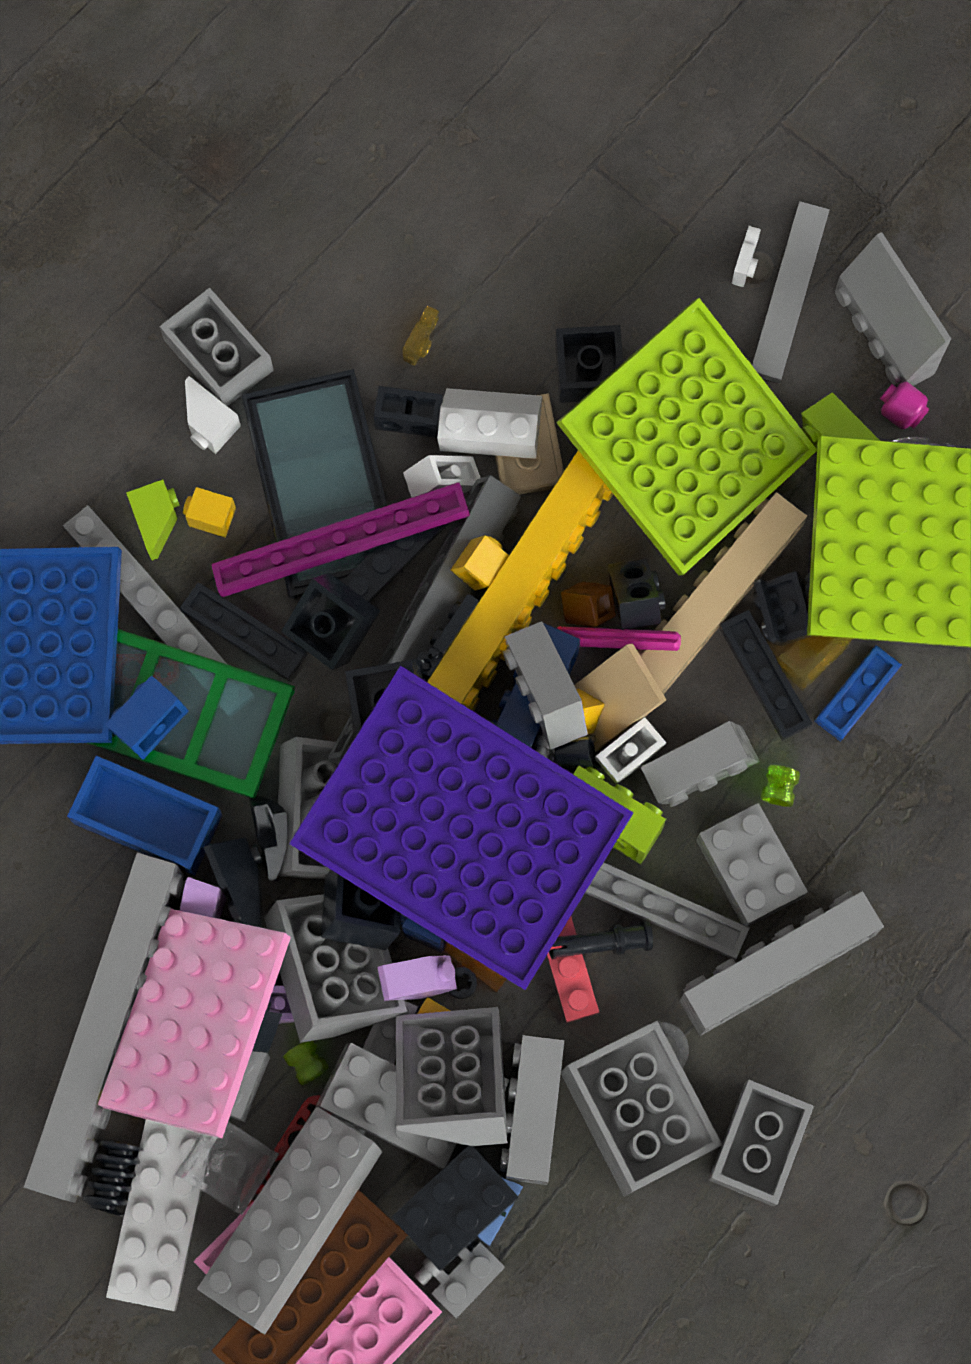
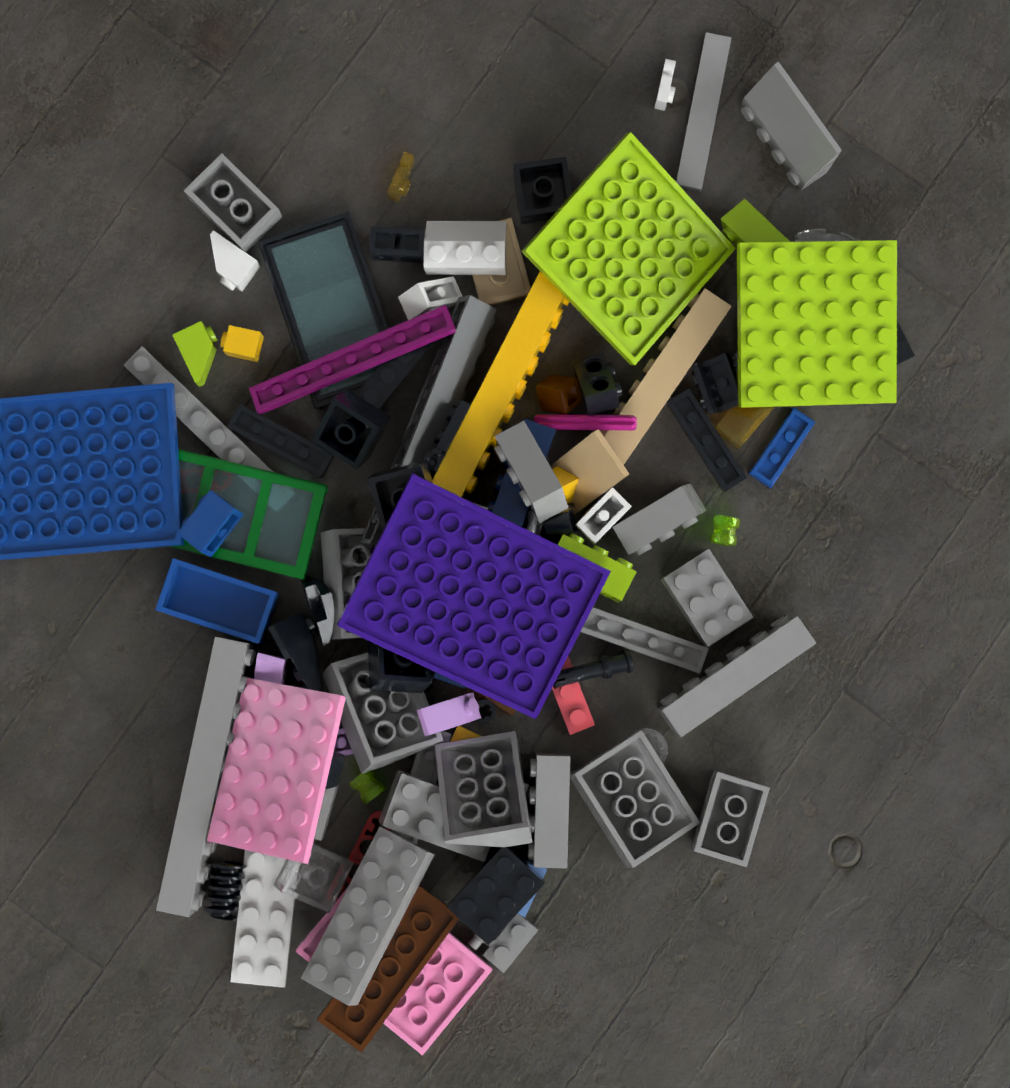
camera: 10 degrees left, 10 degrees up
(480, 562) = (468, 370): yellow brick -> none
(904, 405) = (804, 203): dark pink head -> none

